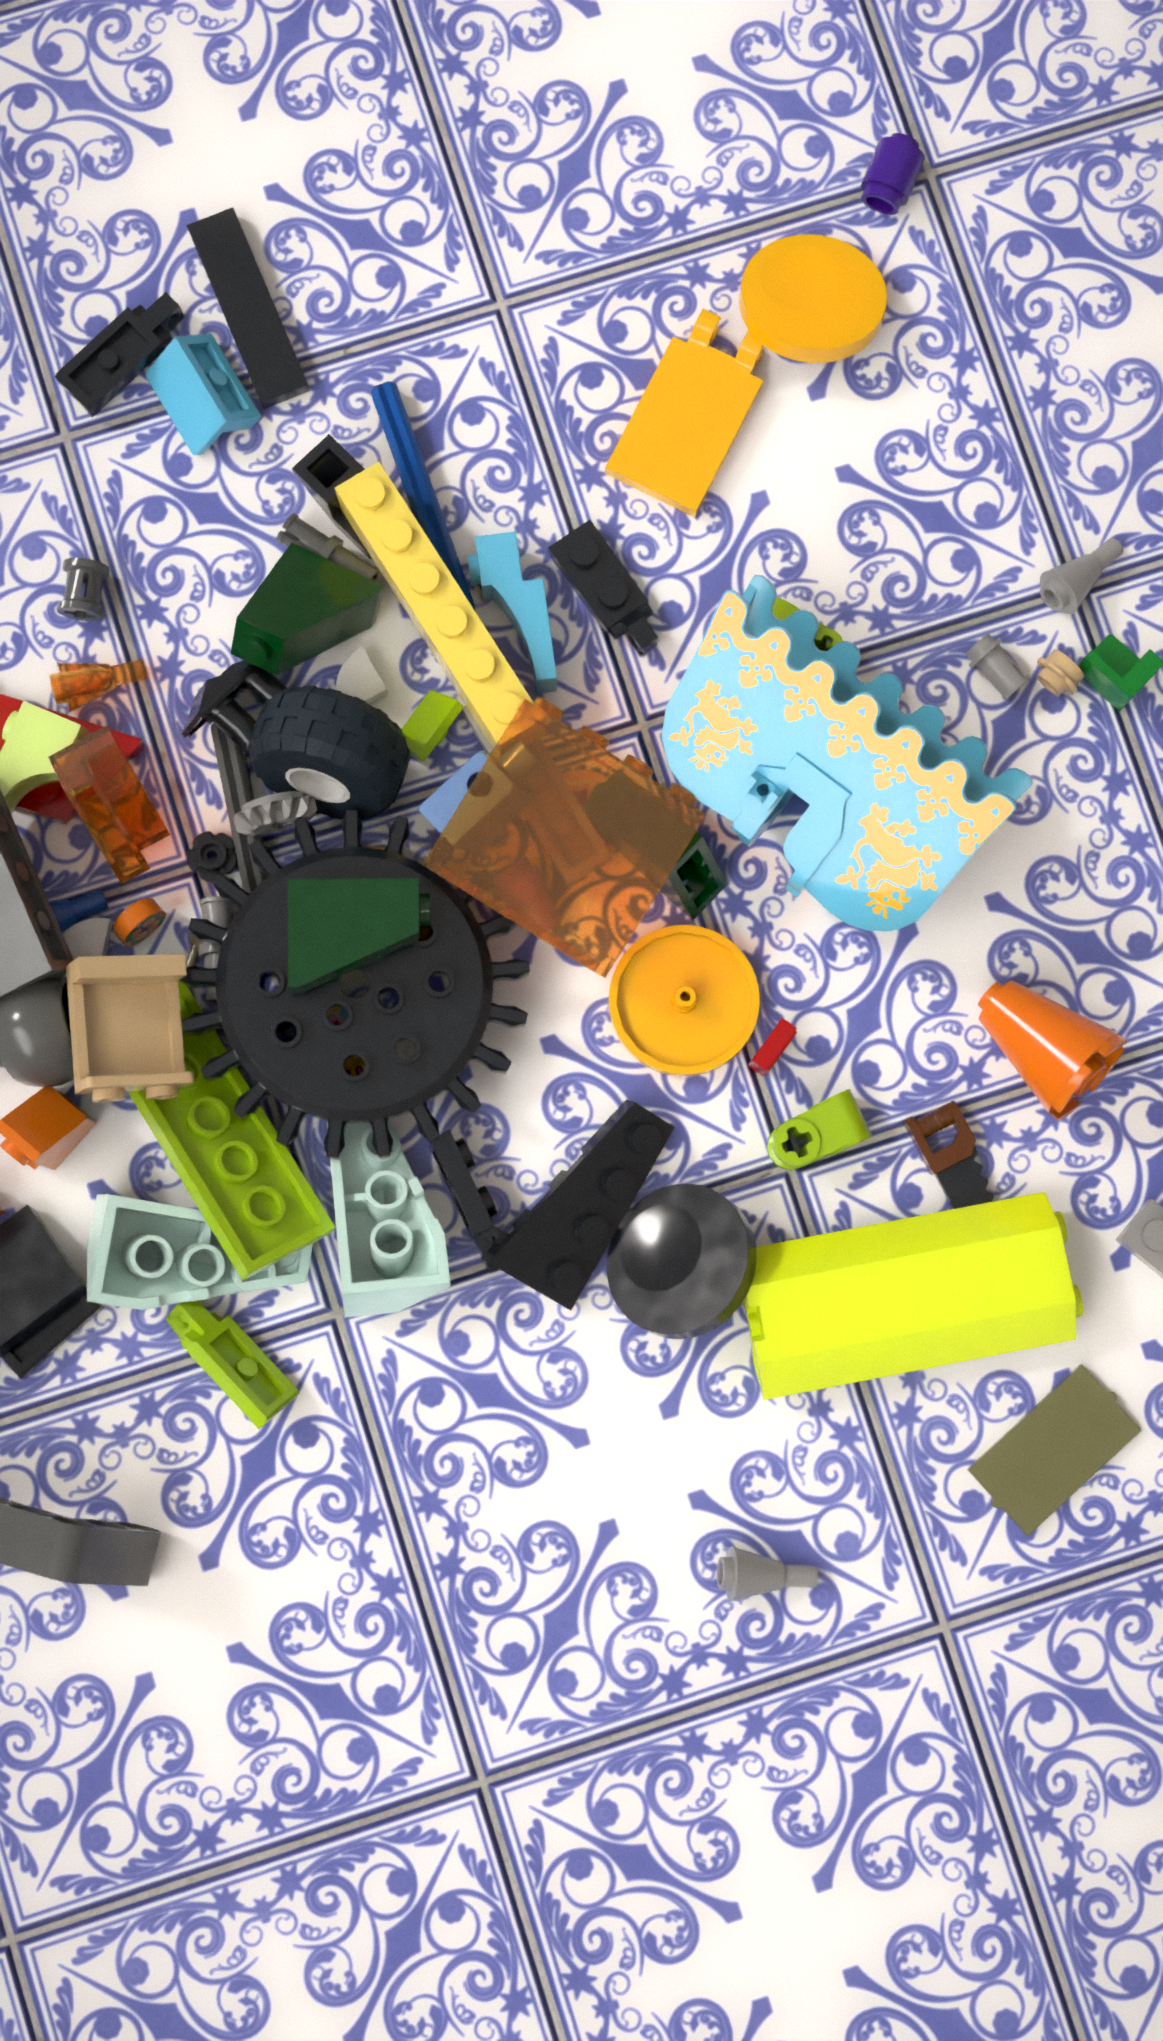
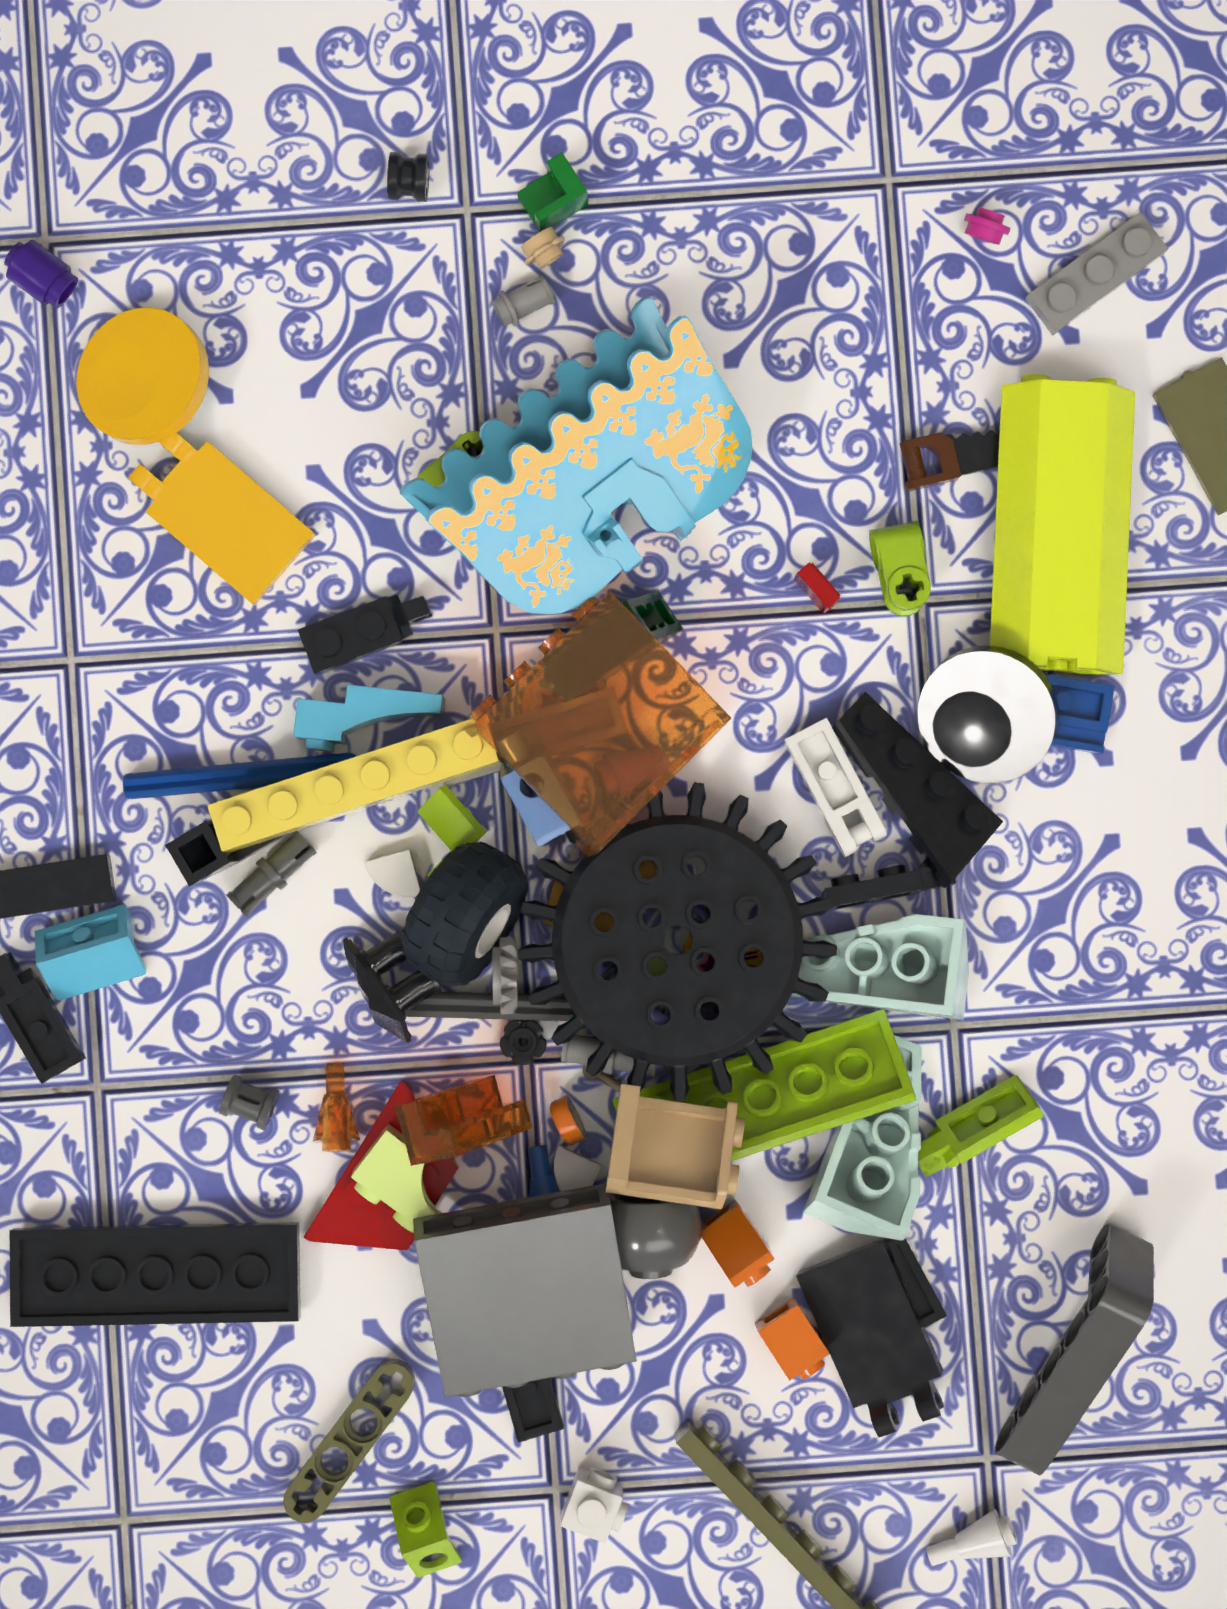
camera: 70 degrees left, 5 degrees up
(303, 611) = (323, 907): dark green slope -> none
(349, 924) = (632, 931): dark green slope -> none
(564, 1118) = (834, 785): none -> white plate
(684, 1000) = (755, 654): yellow piece -> none
(709, 1363) = (1082, 713): none -> blue plate
(1049, 1044) = (874, 347): orange cone -> none
(1068, 584) = (464, 217): light grey cone -> none
(1095, 516) = (408, 176): none -> black wheel

